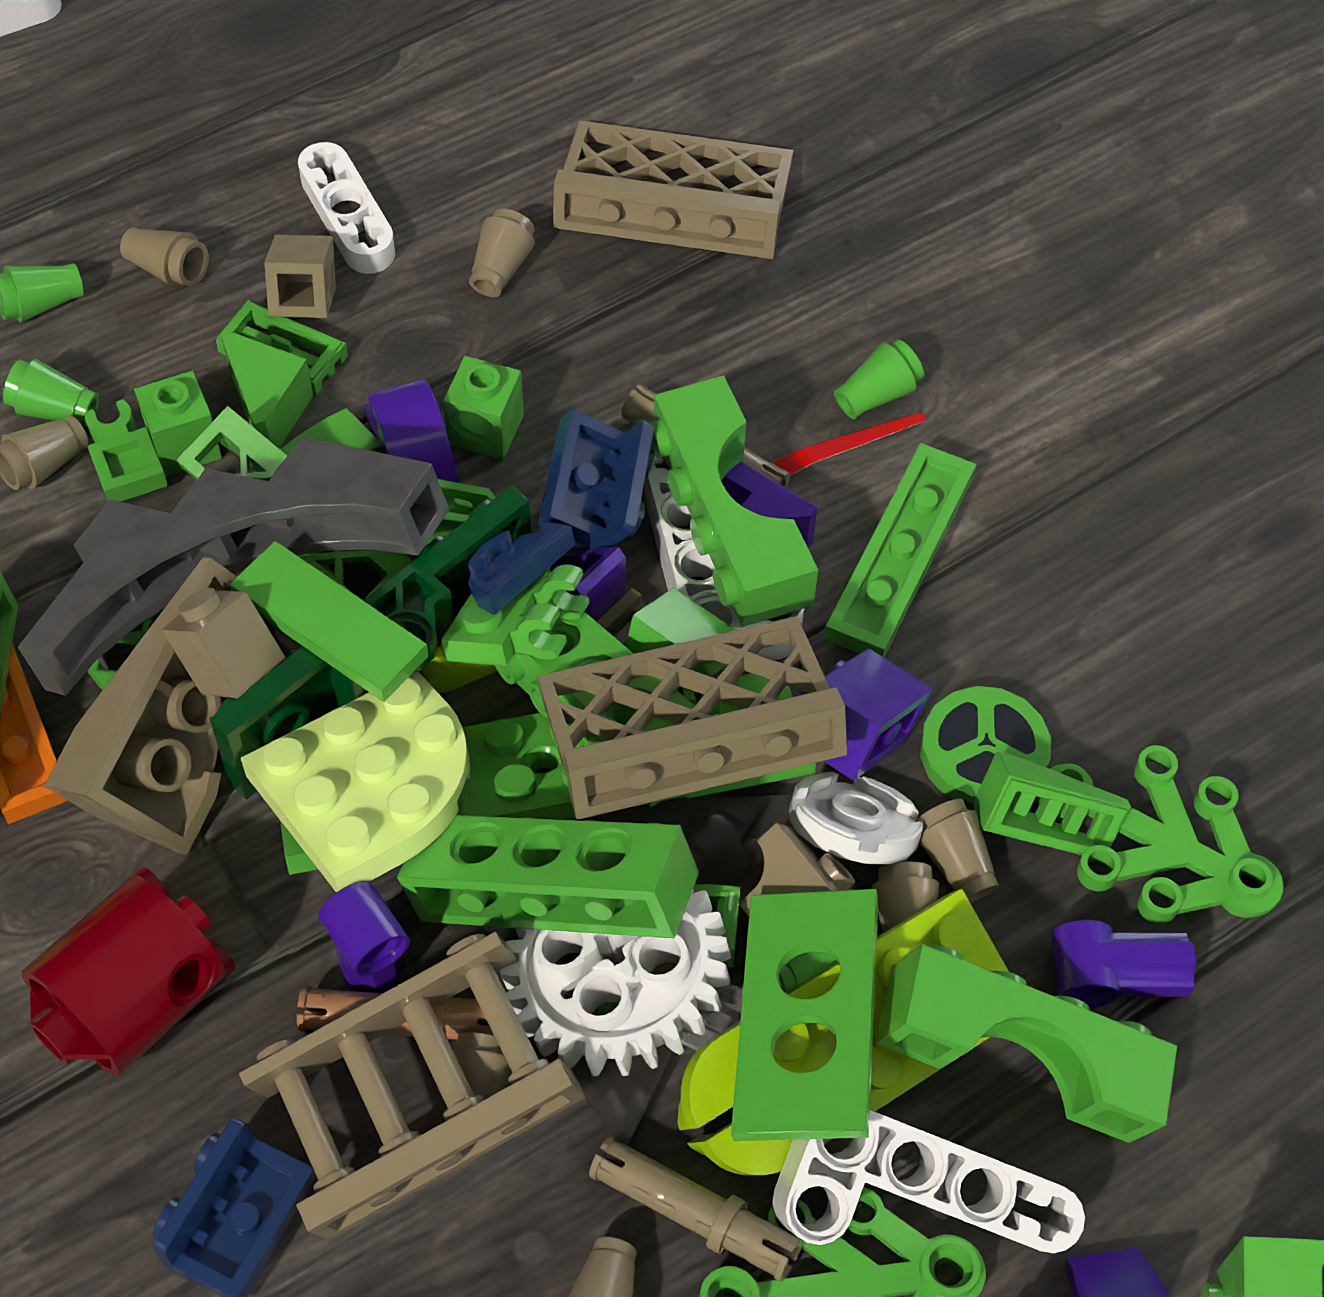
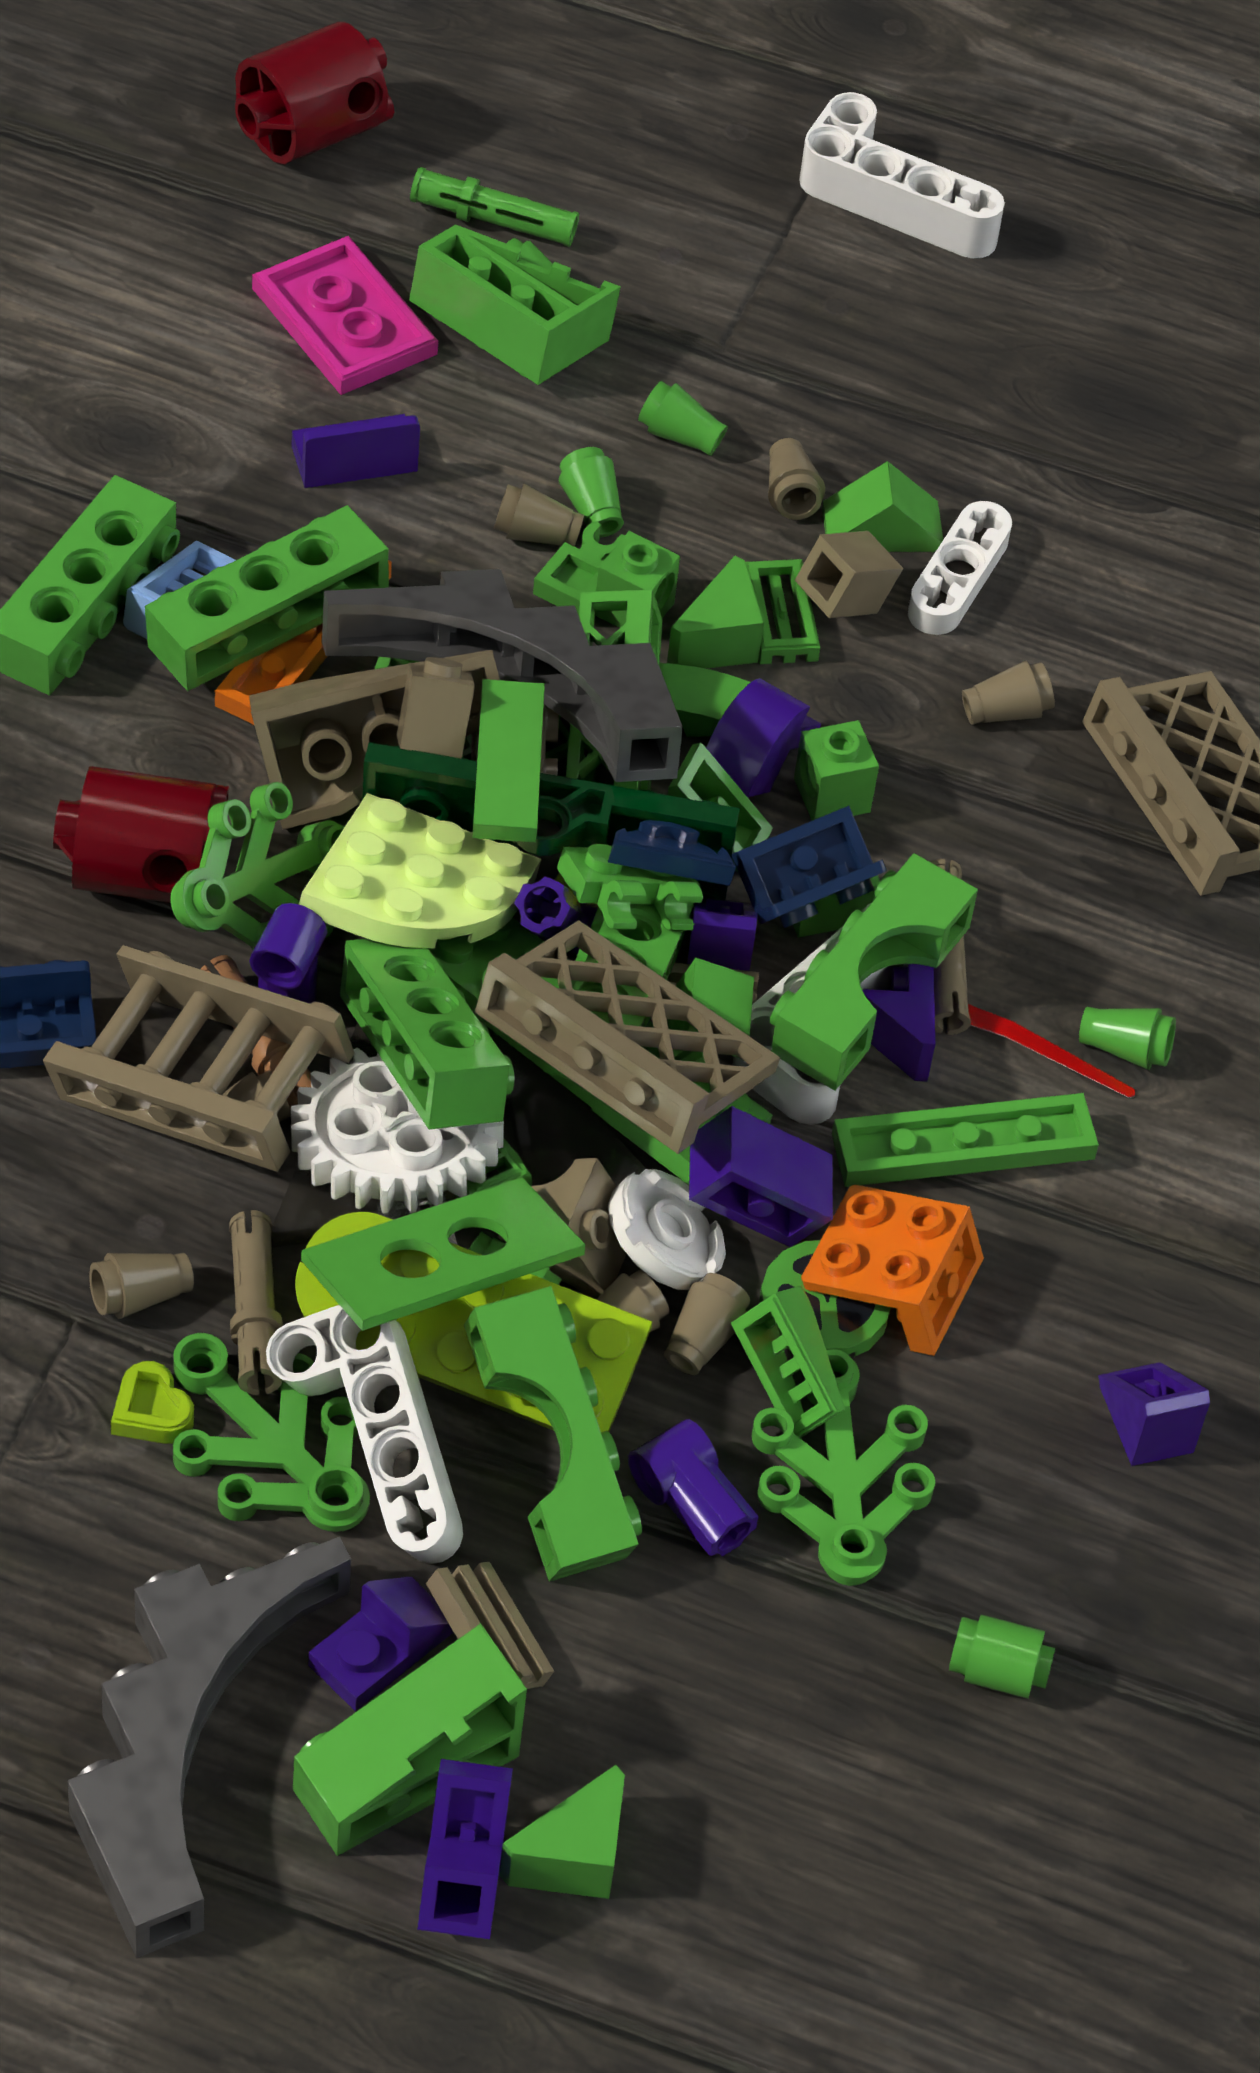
camera: 50 degrees right, 5 degrees down
(247, 221) = (889, 508): none -> bright green slope
(254, 965) = (205, 895): none -> bright green plant
(475, 693) = (551, 907): none -> dark purple piece
(991, 670) = (899, 1256): none -> orange bracket
(1165, 1223) = (480, 1597): none -> dark tan tile
(1241, 583) = (1155, 1411): none -> dark purple slope

